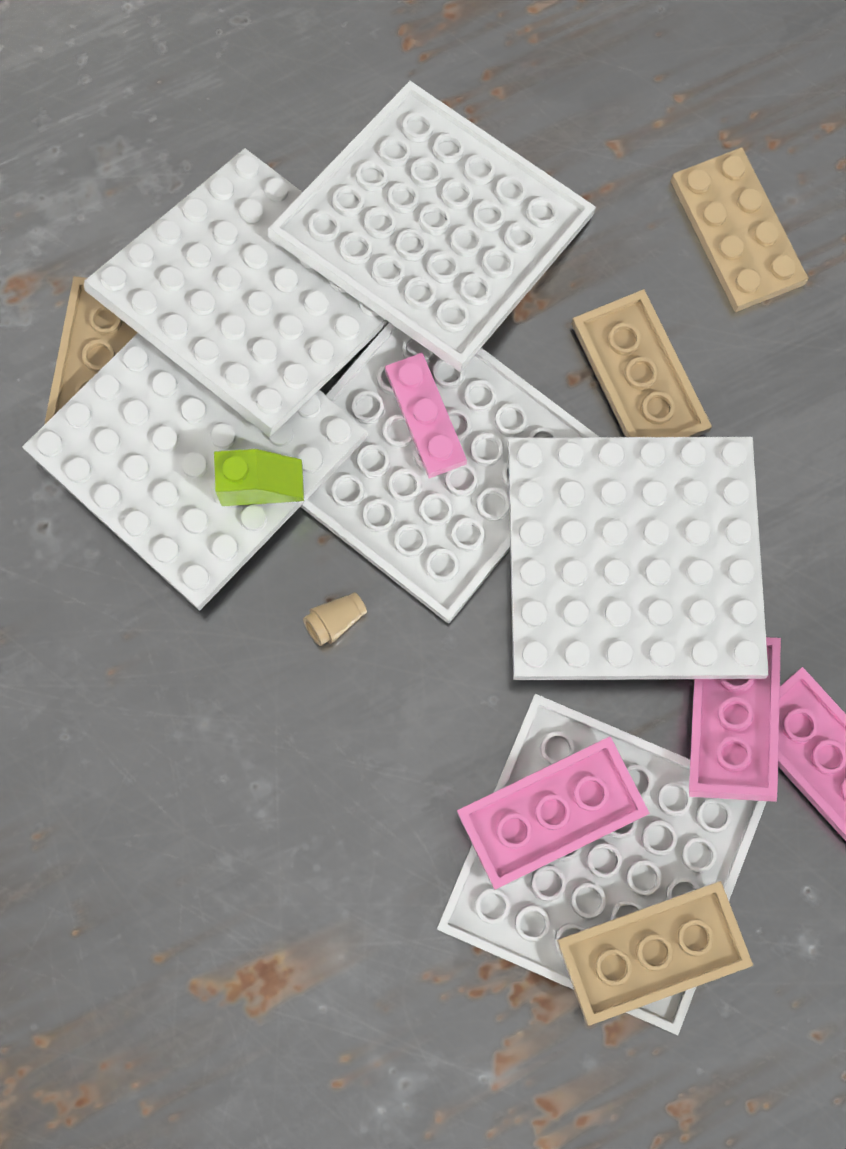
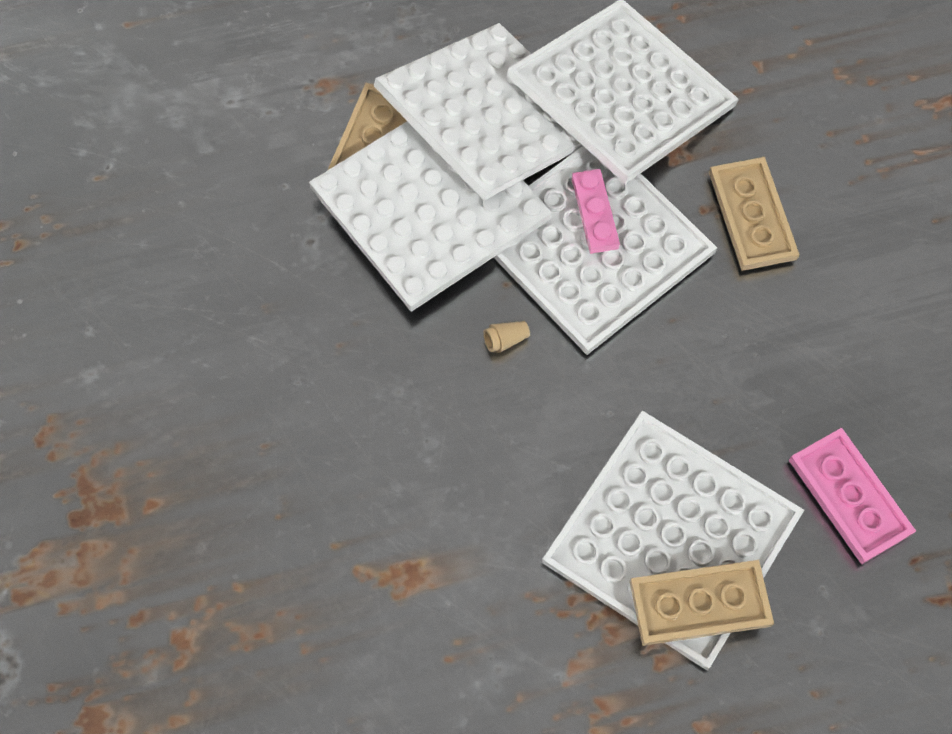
camera: 10 degrees right, 10 degrees down
(257, 477) = (470, 225): lime slope -> none
(552, 812) = (641, 491): bright pink plate -> none
(635, 559) = (730, 331): white plate -> none
(737, 735) = (786, 451): bright pink plate -> none
(738, 229) = (838, 132): tan plate -> none

